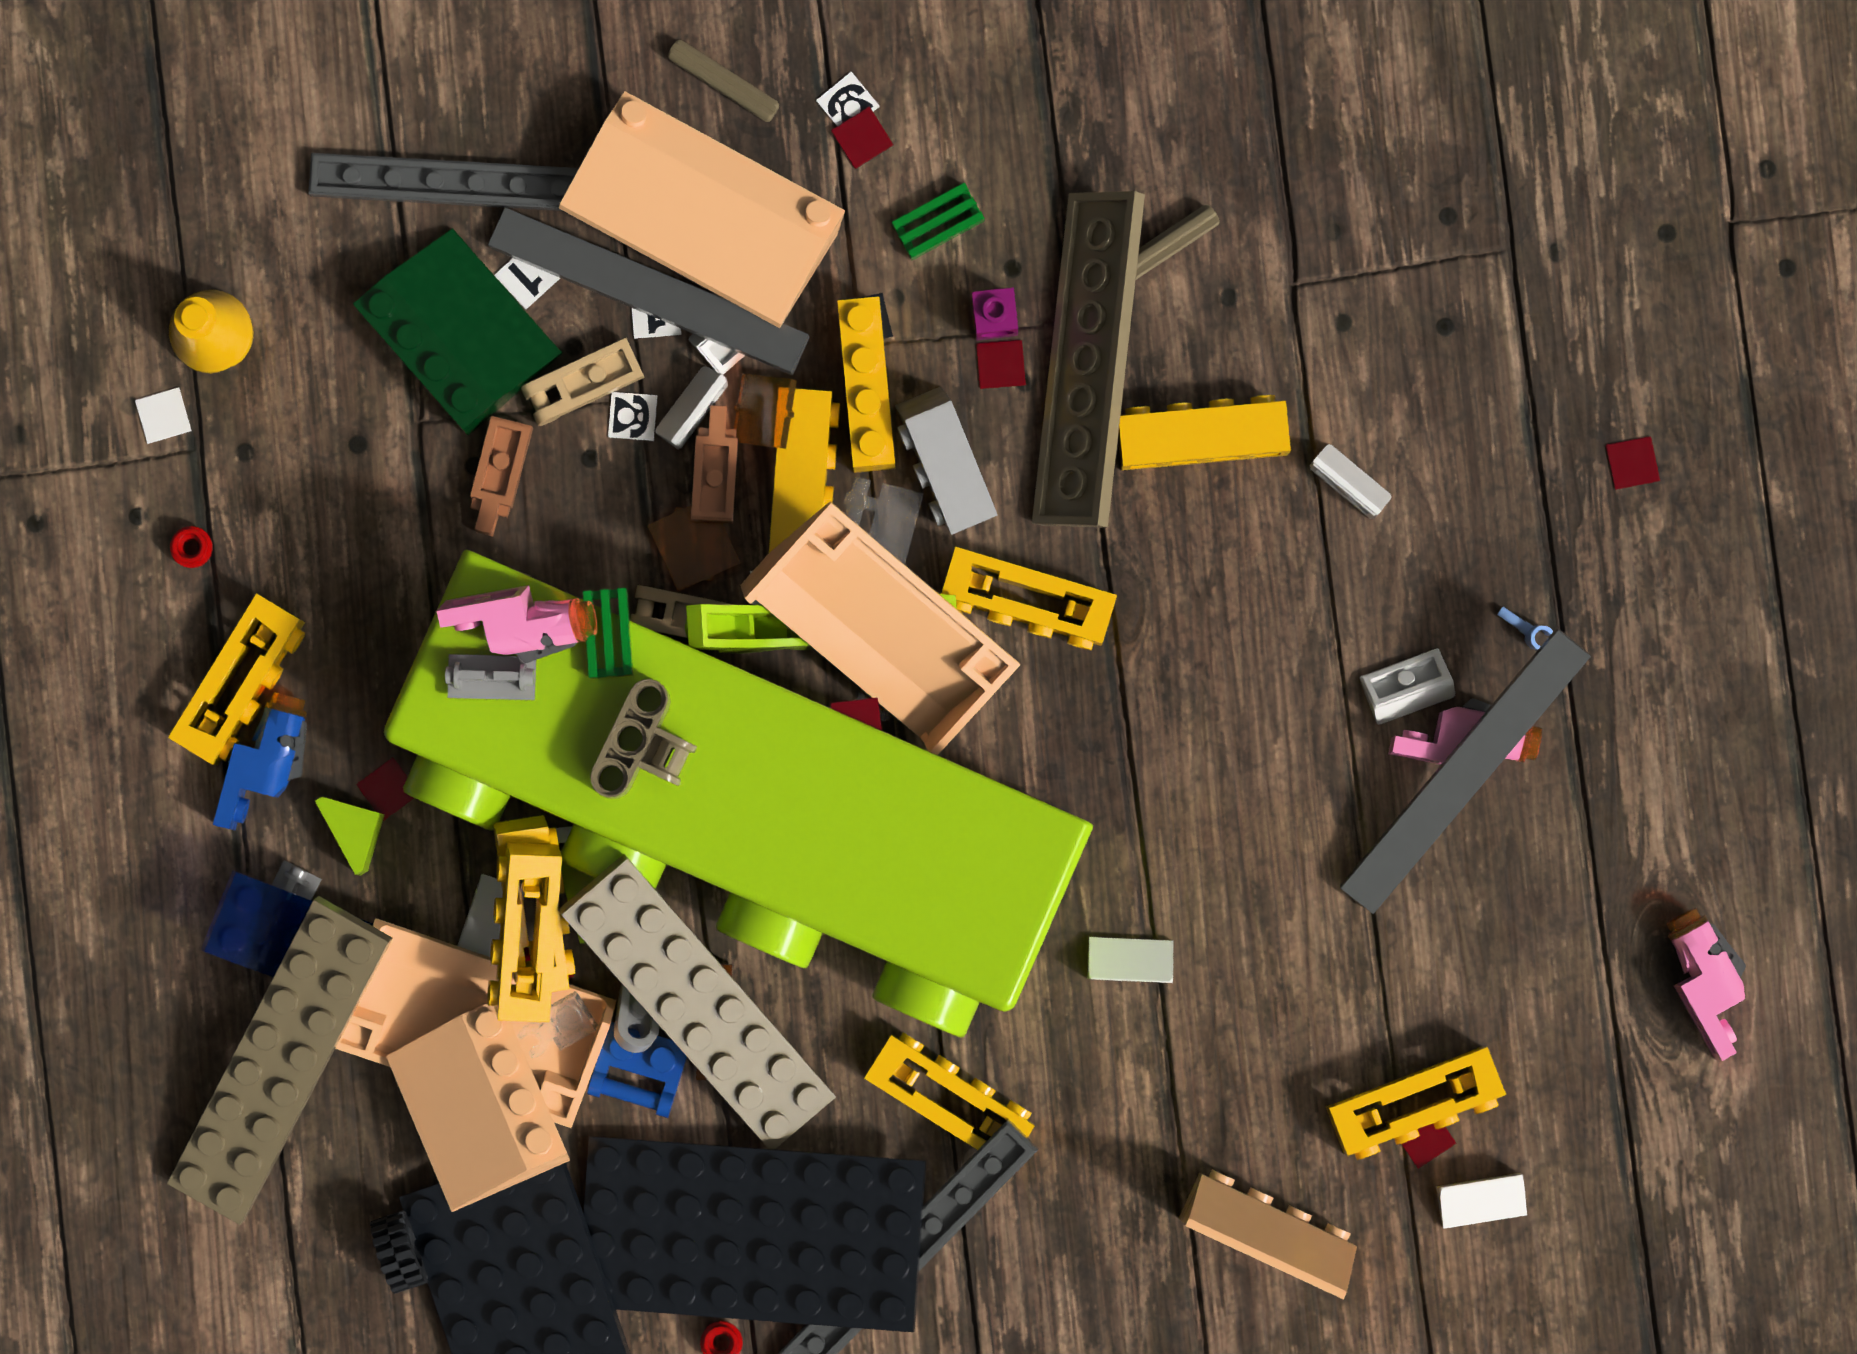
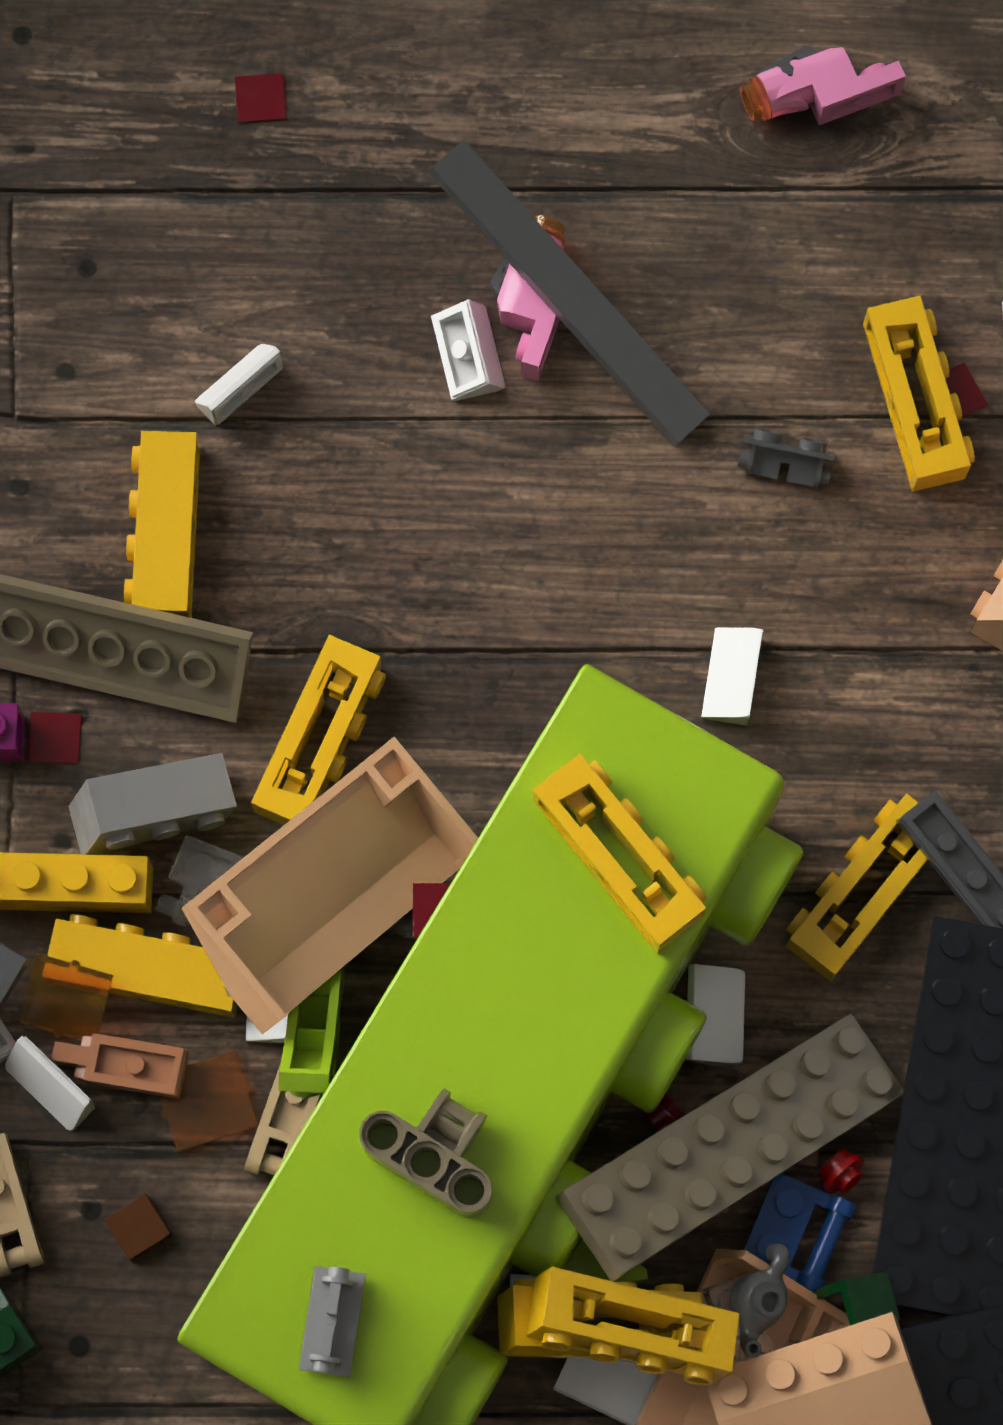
camera: 85 degrees left, 10 degrees down
(499, 472) = (90, 1314): nougat hinge -> none
(518, 626) = (278, 1278): bright pink plate -> none
(570, 1041) = (760, 1299): none -> dark grey piece
(578, 501) = (137, 1227): none -> reddish brown tile
(584, 1132) = (863, 1296): none -> dark green panel
(610, 670) = (255, 1176): green tile -> none
(632, 416) = (49, 1155): sticker -> none
(632, 1015) = (736, 1224): light grey plate -> none
(694, 1102) = (841, 1172): none -> red plate
(725, 947) = (666, 1113): none -> dark red plate
(827, 979) = (722, 998): none -> white slope
(920, 902) = (568, 788): none -> yellow brick
(1345, 973) = (804, 459): none -> dark grey hinge
(1525, 627) = (426, 220): light blue hand -> none

